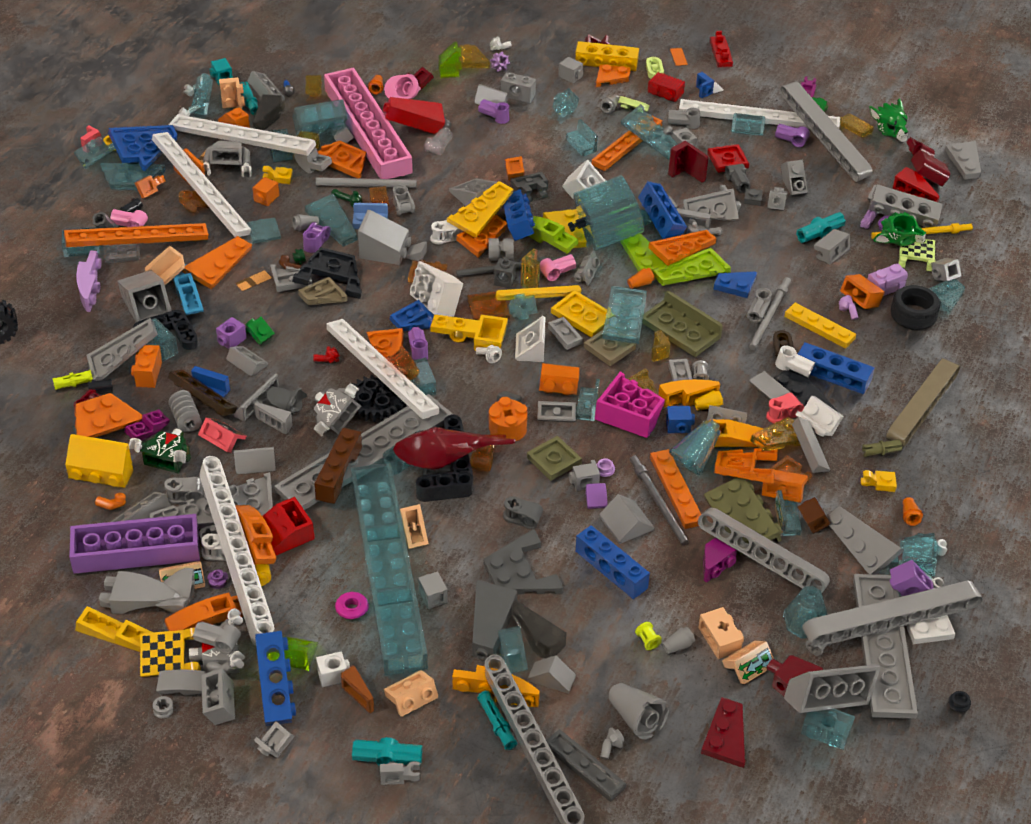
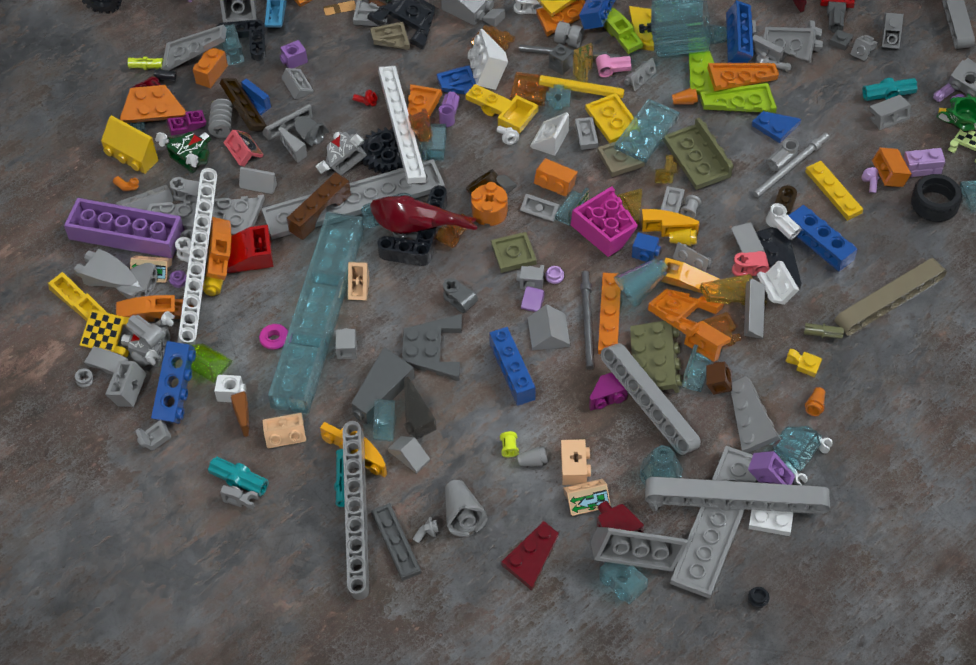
camera: 25 degrees right, 10 degrees up
(259, 330) = (319, 58): green bracket -> none
(484, 405) = (489, 176): none -> dark brown plate

